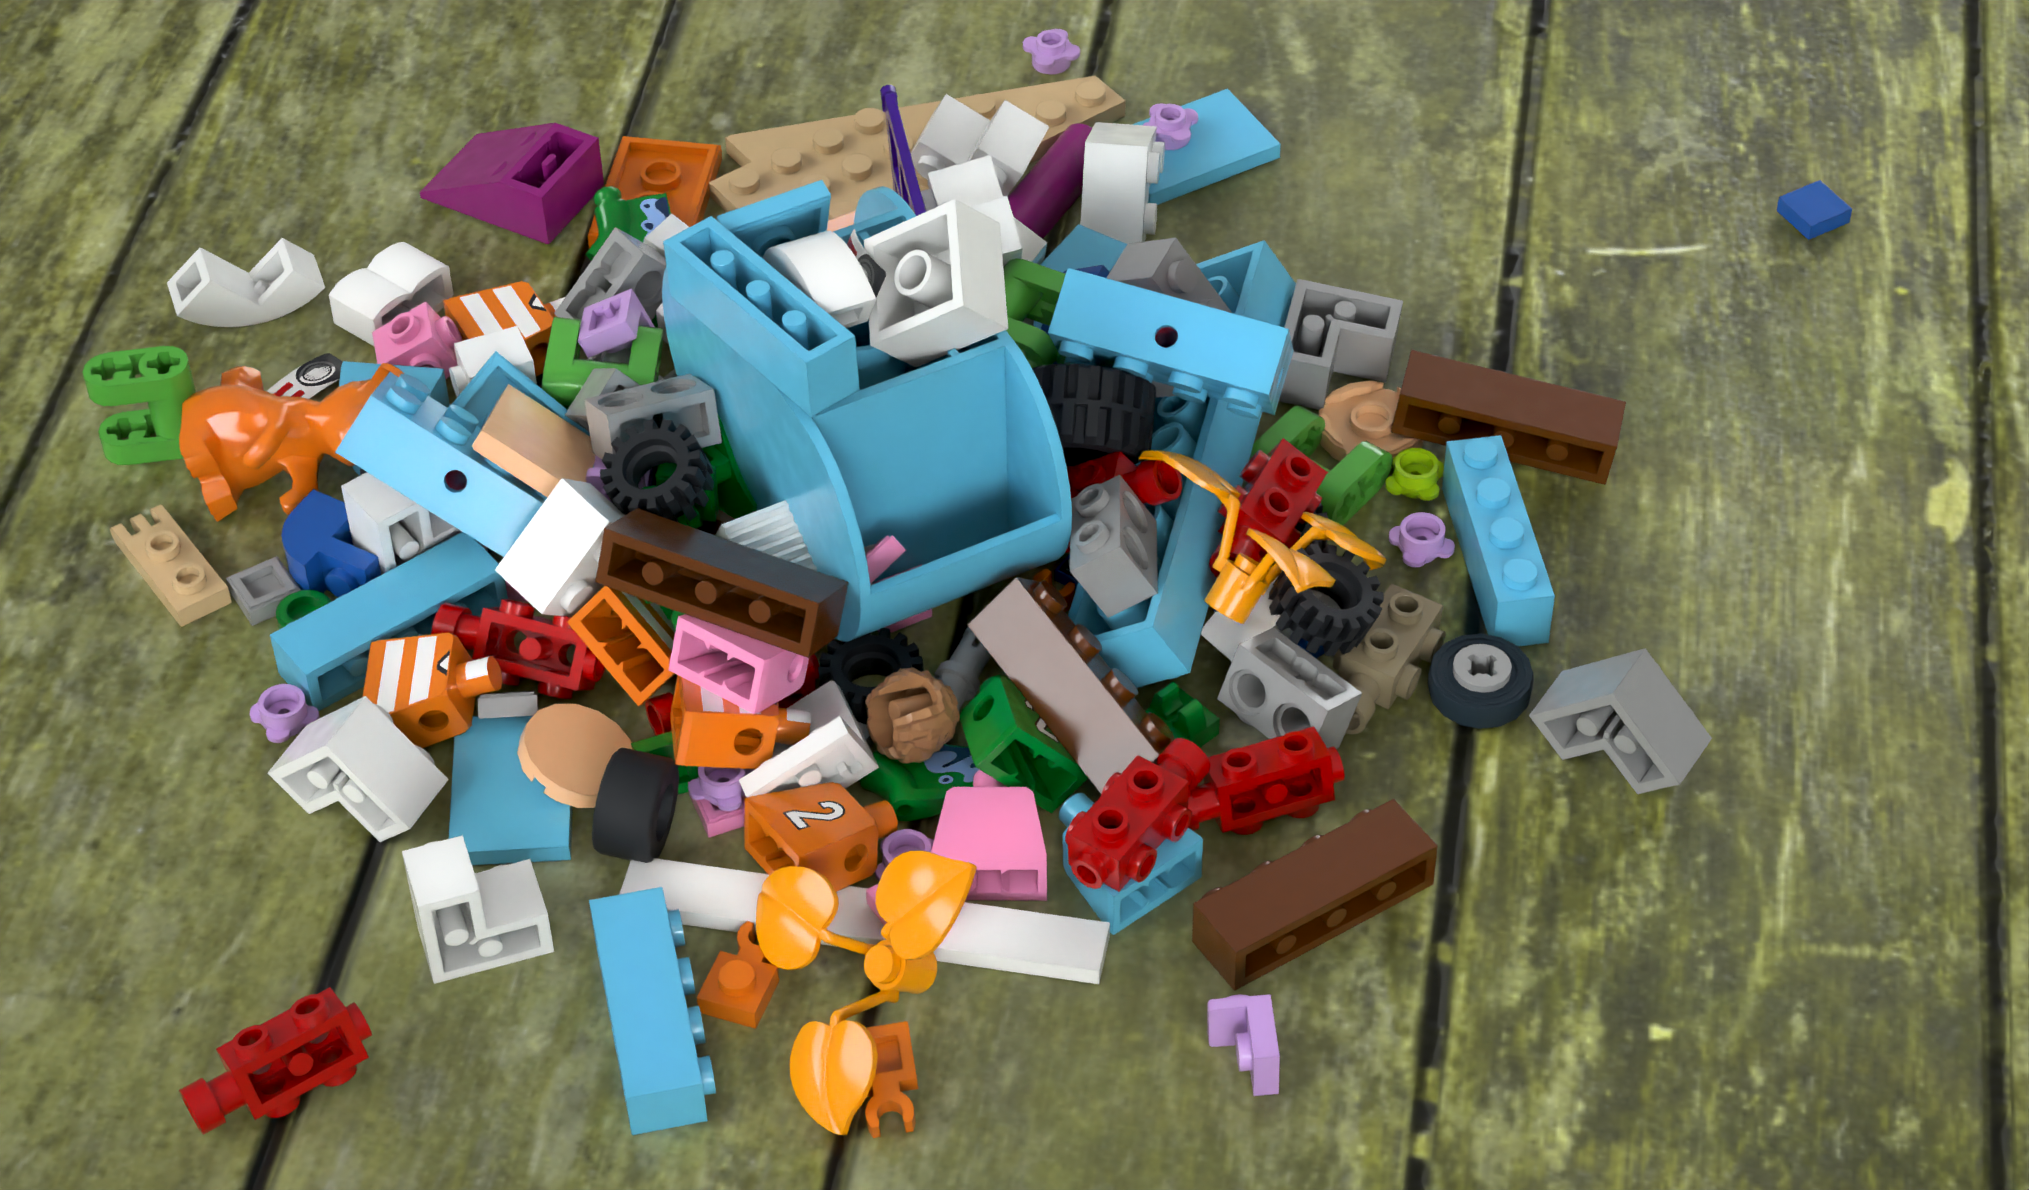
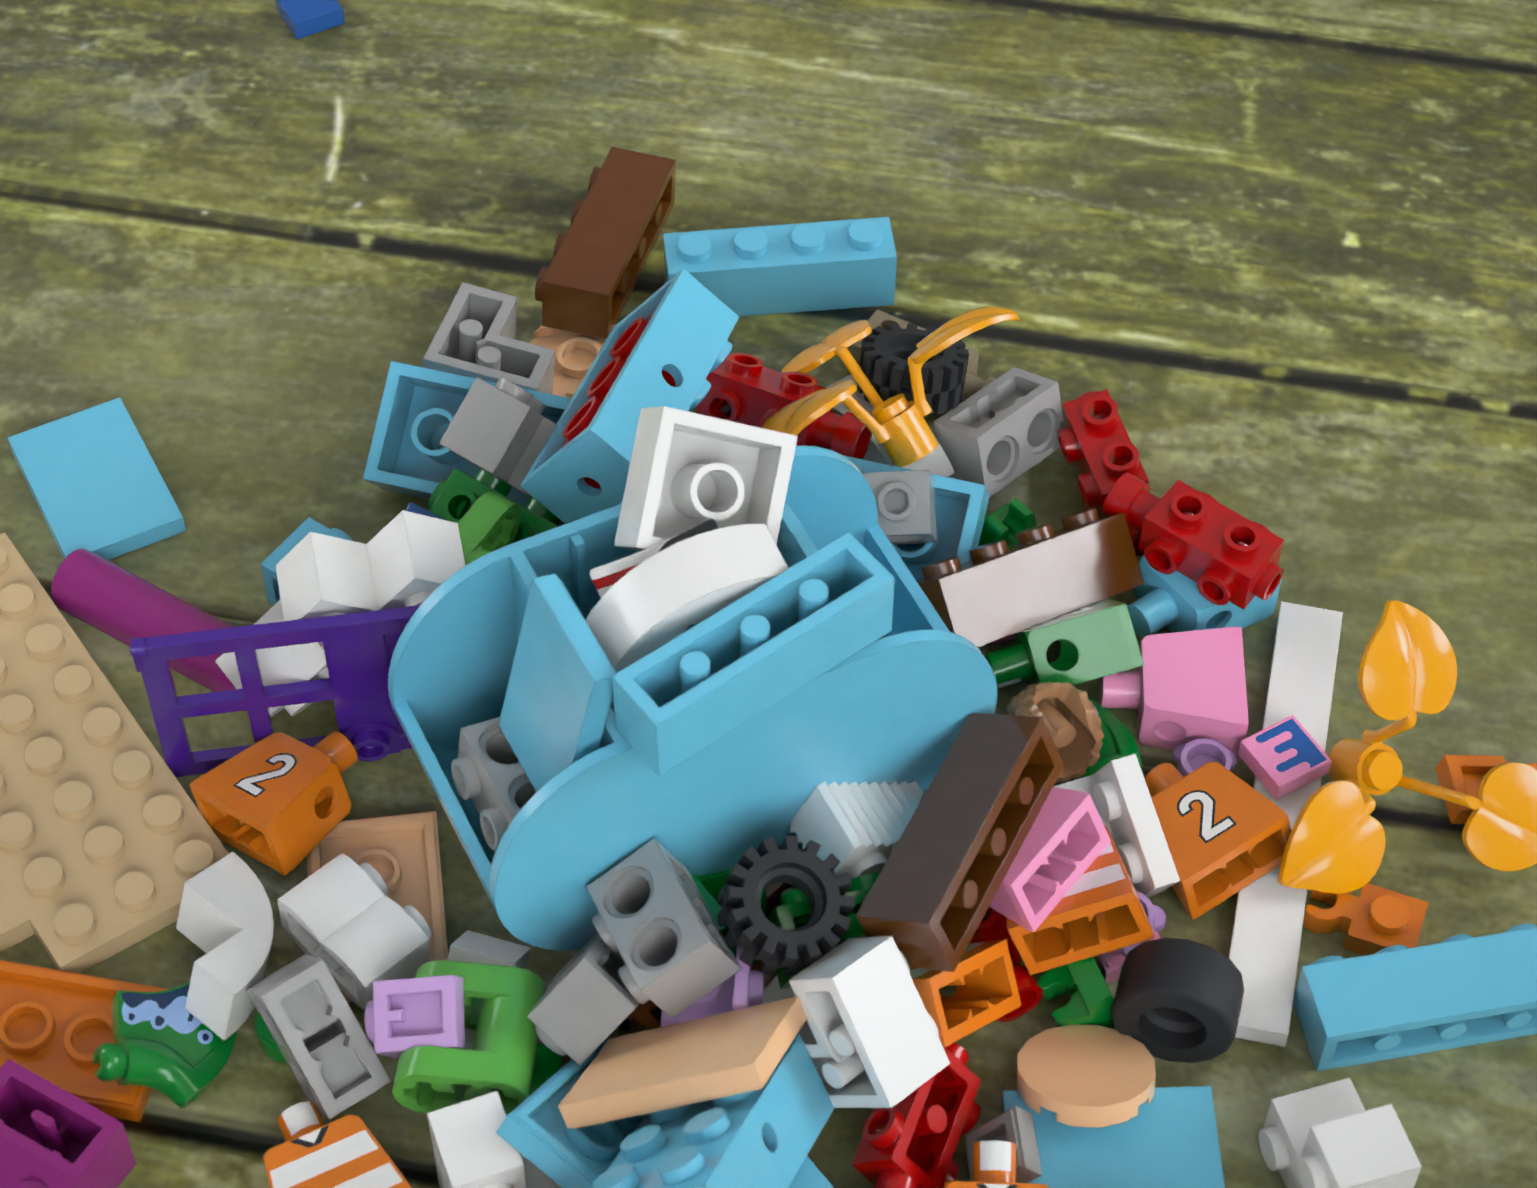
camera: 90 degrees left, 5 degrees up
(961, 135) = (92, 667): white brick -> none
(1117, 180) = (194, 513): white brick -> none
(1172, 124) = (81, 483): lavender plate -> none
(1251, 1027) = (1422, 493): lavender bracket -> none
(1313, 893) = (1238, 441): reddish brown brick -> none
(1421, 539) = (760, 332): lavender plate -> none
(1480, 681) = (951, 289): black wheel -> none
(1628, 713) = (1026, 200): light grey brick -> none

